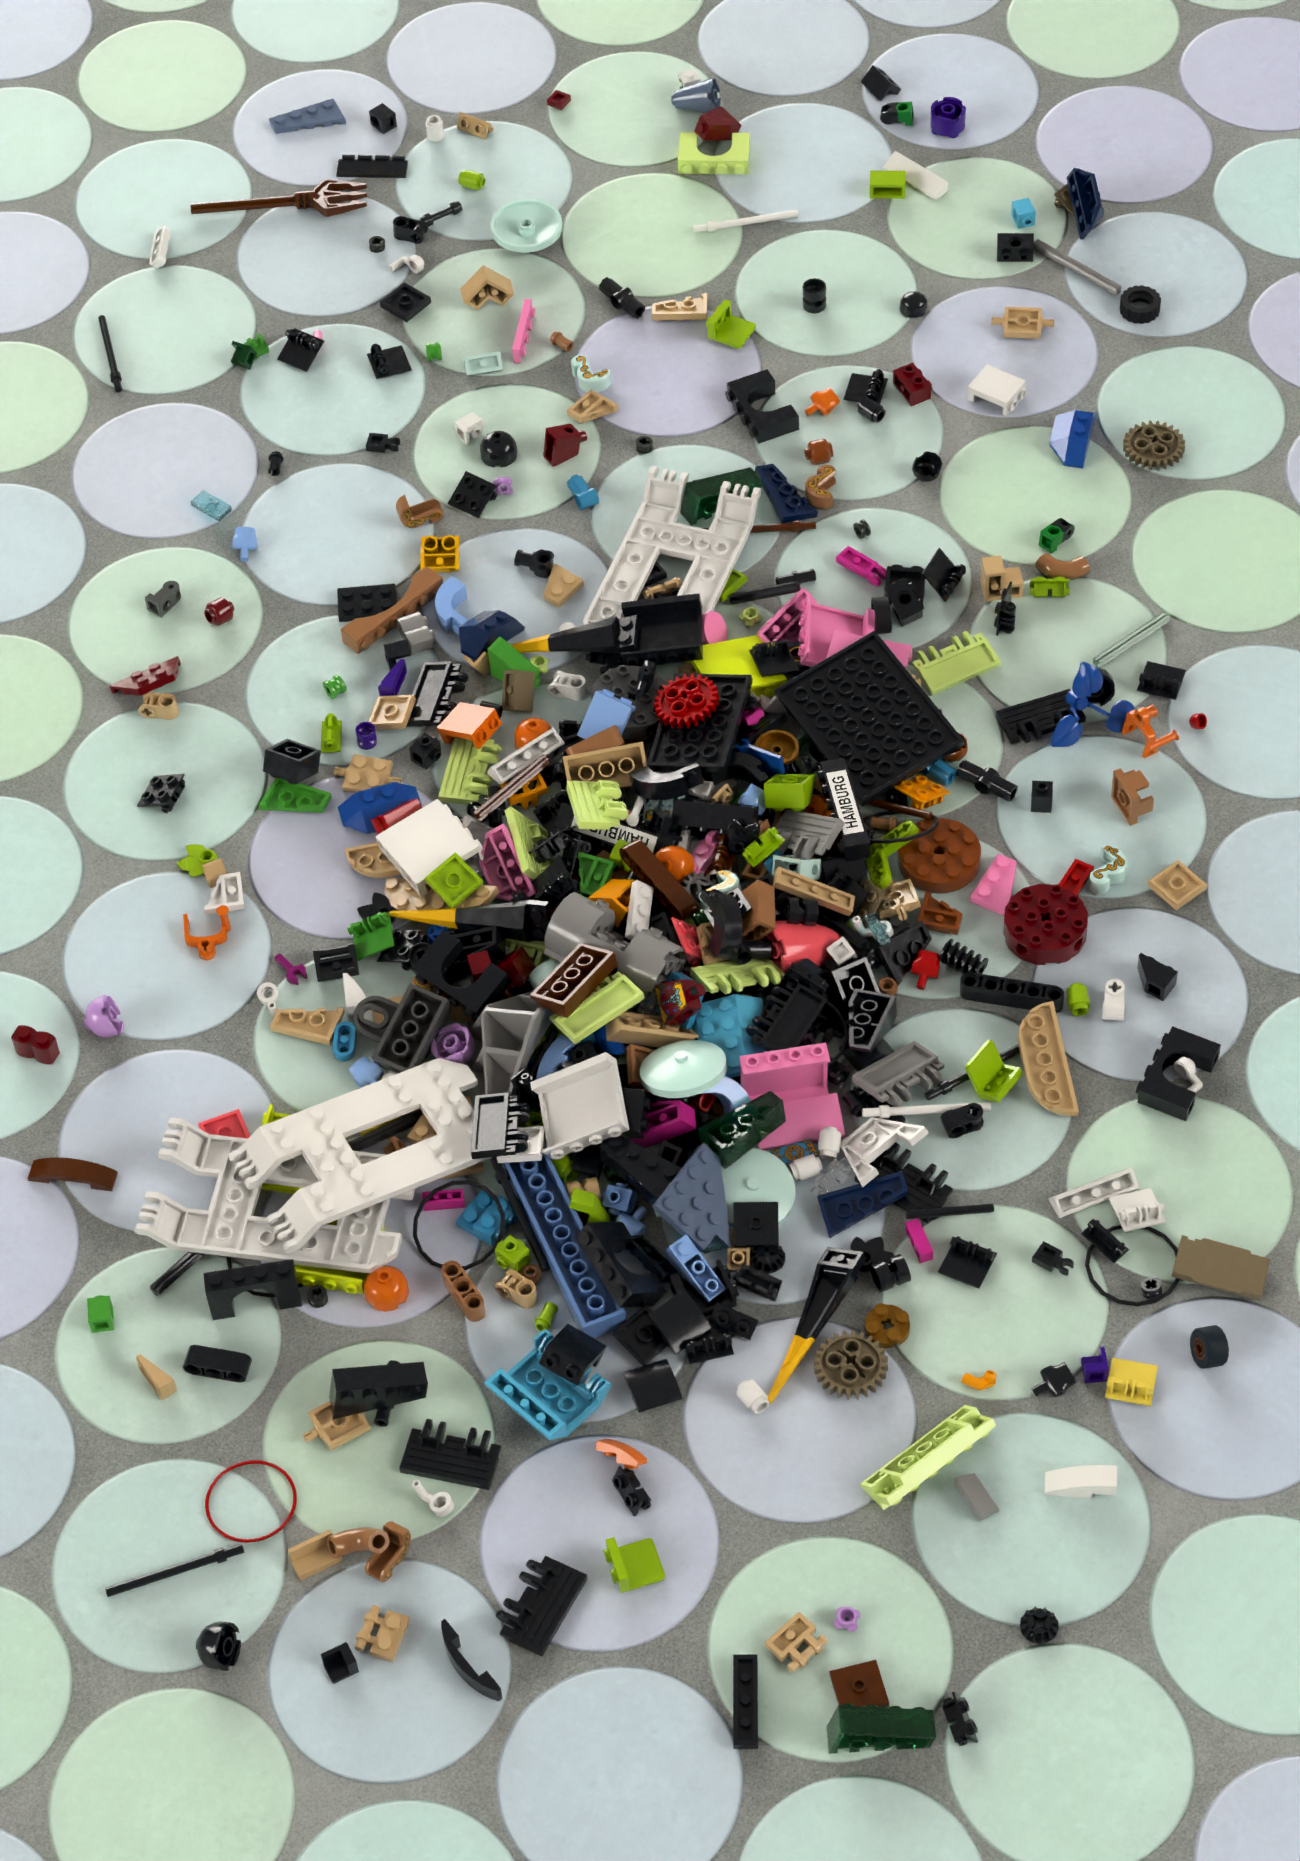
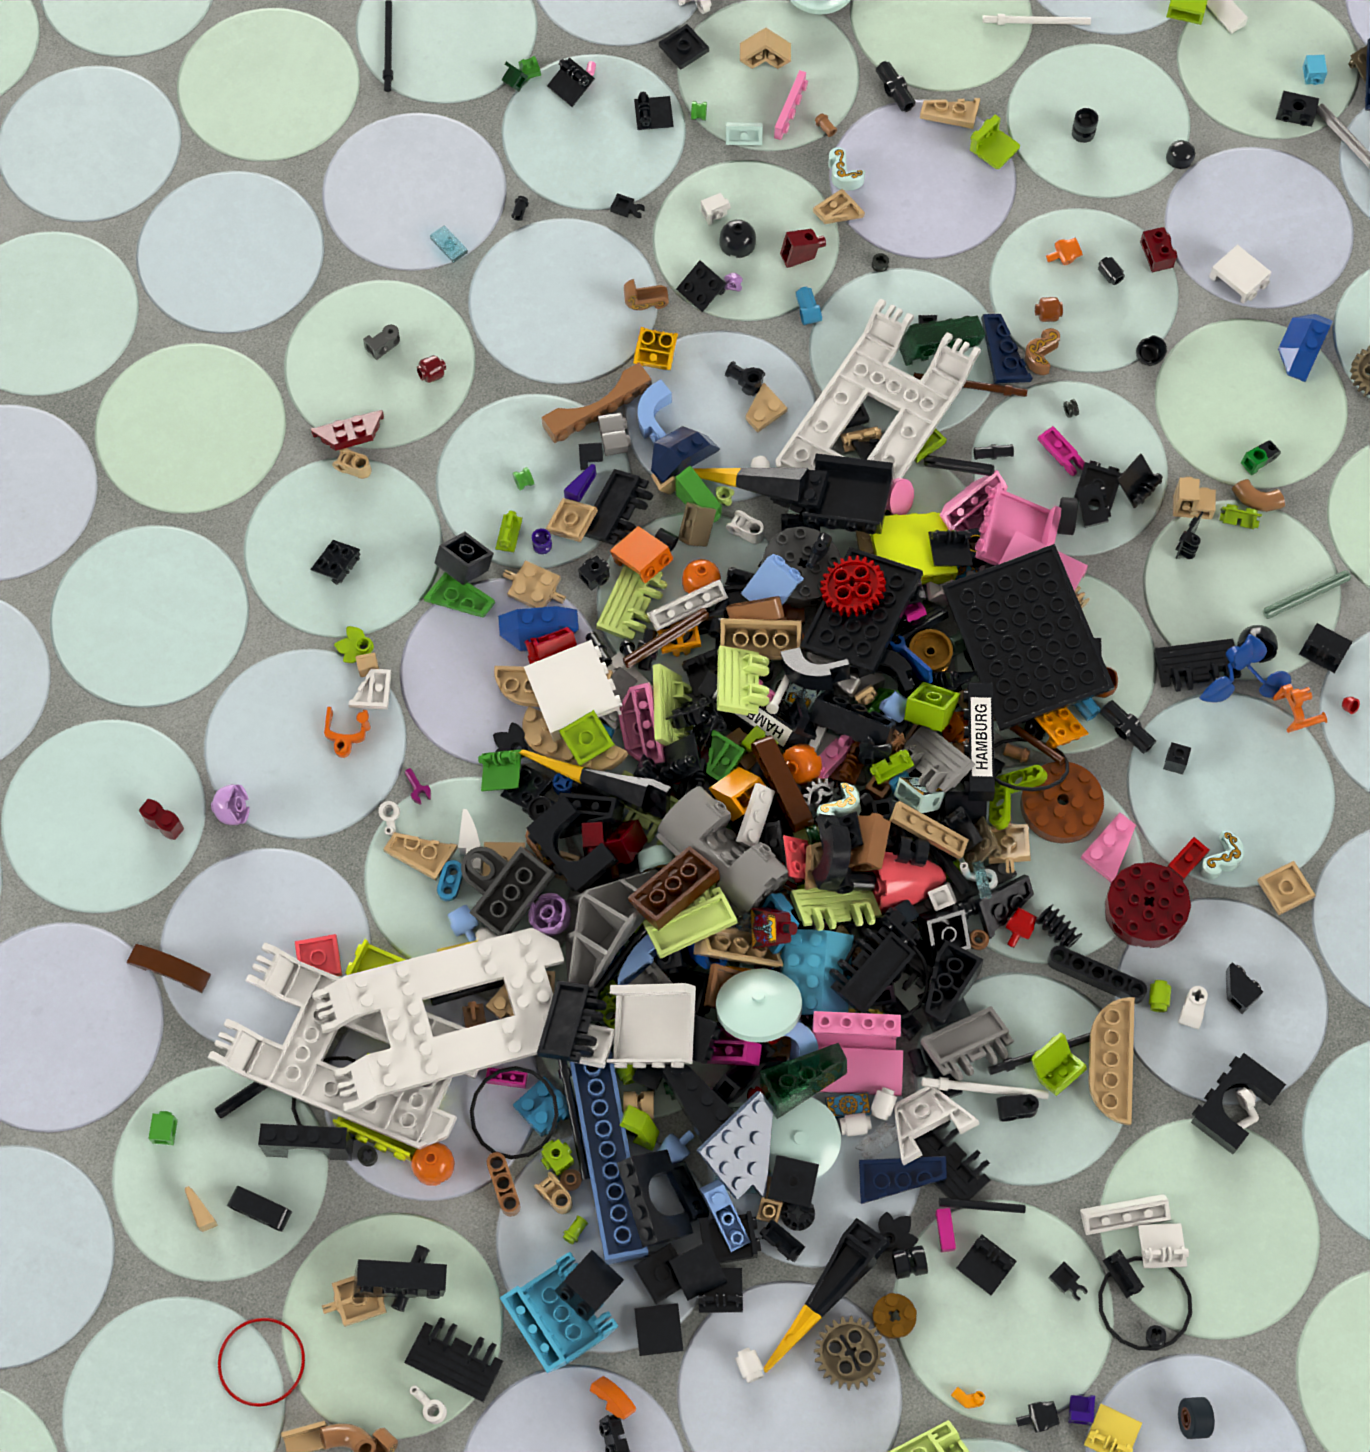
camera: 10 degrees right, 15 degrees up
(220, 1555) = (219, 1415): black bar -> none
(244, 540) = (472, 292): light blue piece -> none
(334, 967) = (460, 795): black plate -> none
(364, 601) = (574, 386): black plate -> none
(522, 1086) = (603, 980): black hinge -> none
(619, 1199) = (670, 1120): medium blue brick -> none
(733, 1321) = (753, 1282): black hinge -> none
(750, 616) = (940, 480): yellowish green plate -> none
(761, 424) = (1000, 265): black arch -> none
(865, 386) = (1112, 242): black hinge -> none
(939, 916) = (1046, 871): dark orange wing -> none
(956, 663) = (1129, 585): yellowish green hinge -> none
(1022, 322) = (1284, 199): tan plate -> none
(1126, 797) = (1262, 774): medium nougat panel -> none
(1221, 1267) = (1228, 1330): dark tan piece -> none

